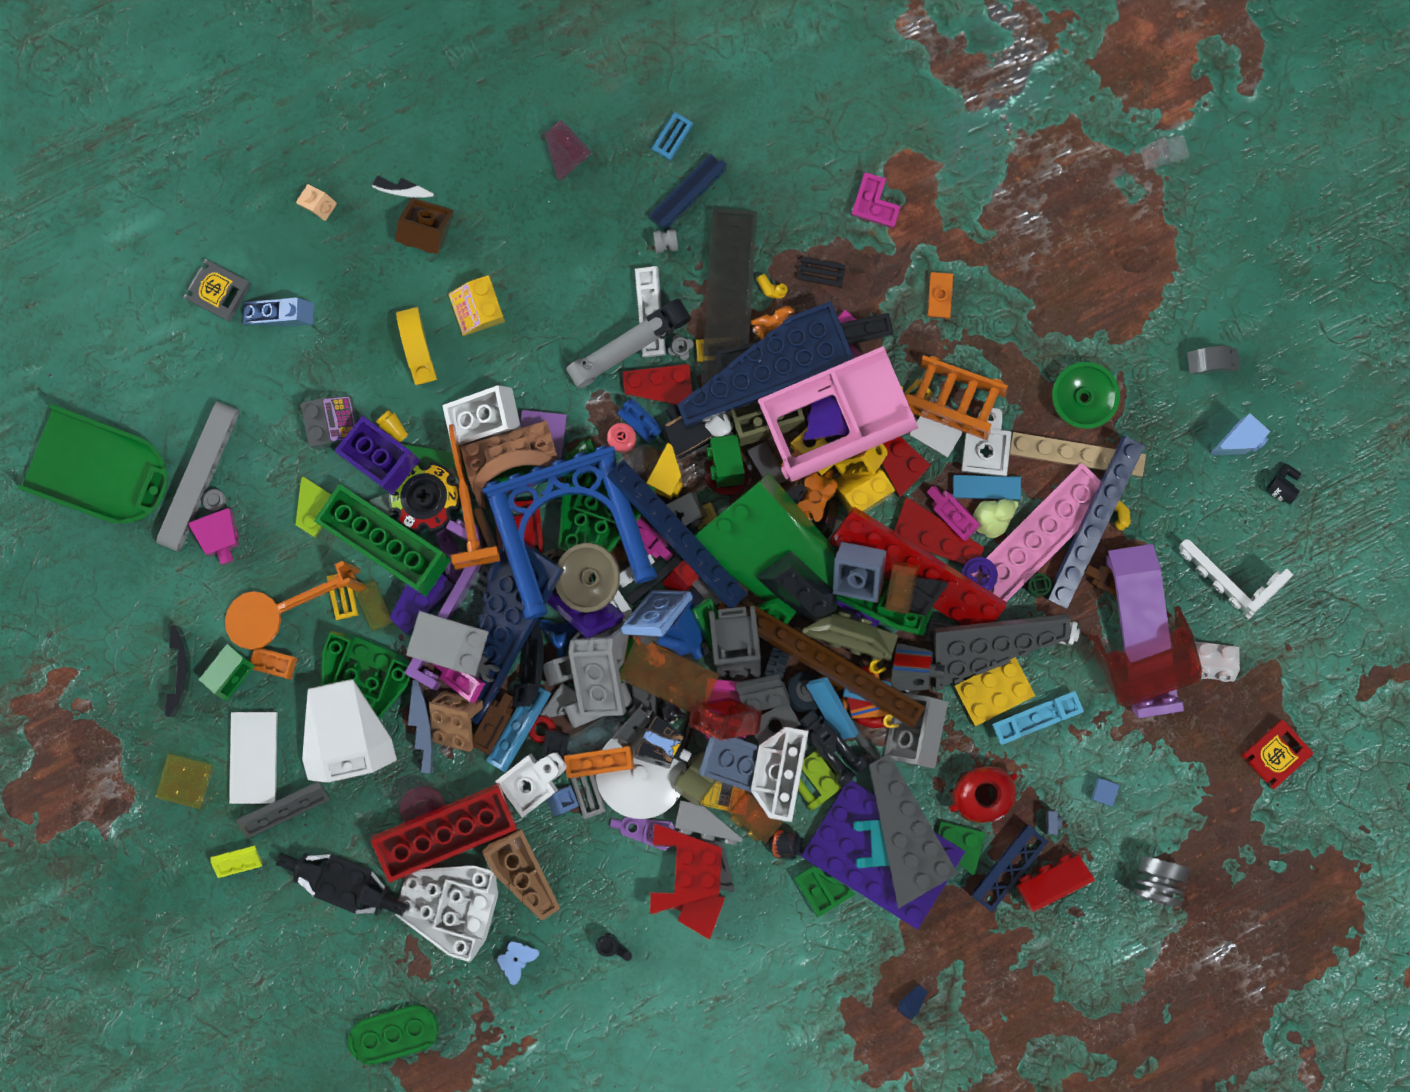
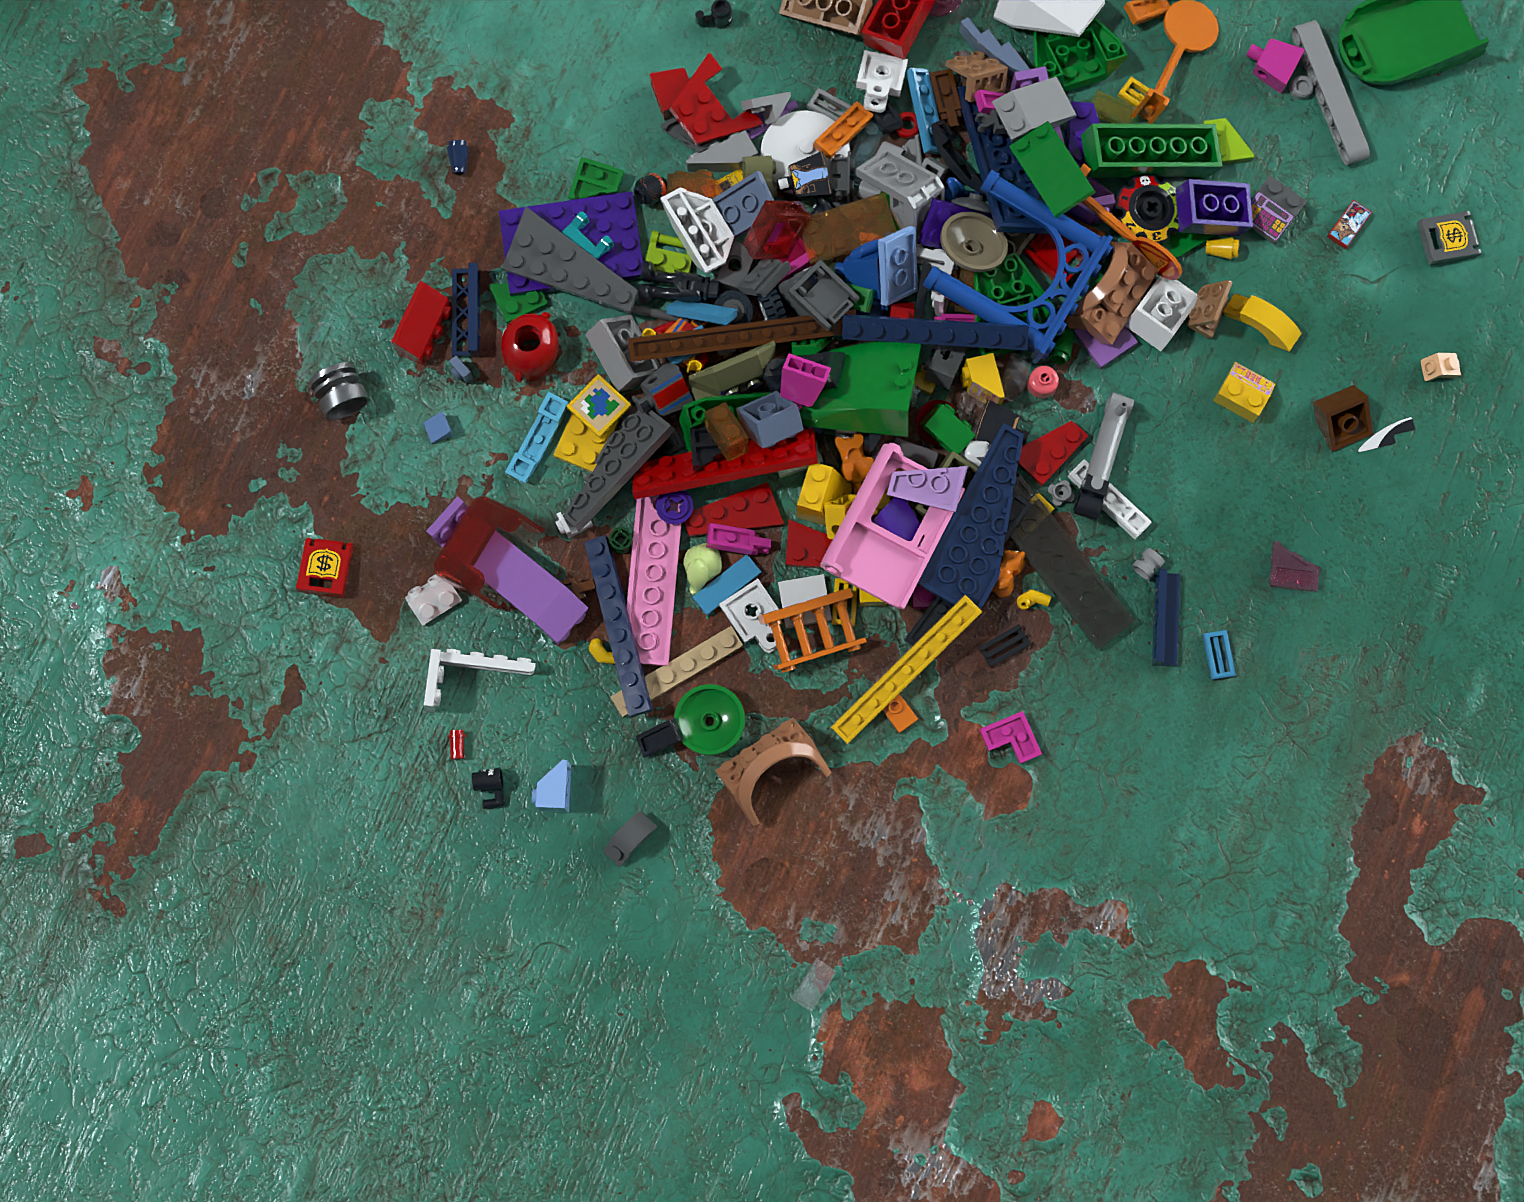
camera: 140 degrees right, 5 degrees down
(279, 312) = (1387, 260): medium blue slope -> none
(280, 364) = (1349, 224): none -> tile
(448, 387) = (1209, 308): none -> medium nougat bracket
(481, 579) = (1052, 169): none -> green slope
(558, 613) = (974, 201): none -> dark grey dish
(562, 801) = (845, 88): medium blue slope -> none
(637, 832) = (770, 105): none -> light grey slope
(640, 420) = (1040, 410): blue hinge -> none
(785, 421) = (930, 487): none -> lavender wing
(814, 572) = (802, 380): none -> dark pink torso
(912, 310) = (906, 669): none -> yellow tile
(971, 701) = (599, 406): none -> tile
(1068, 332) = (744, 770): none -> nougat piece
(1132, 413) = (659, 737): none -> black tile
(1284, 535) = (456, 744): none -> red pin

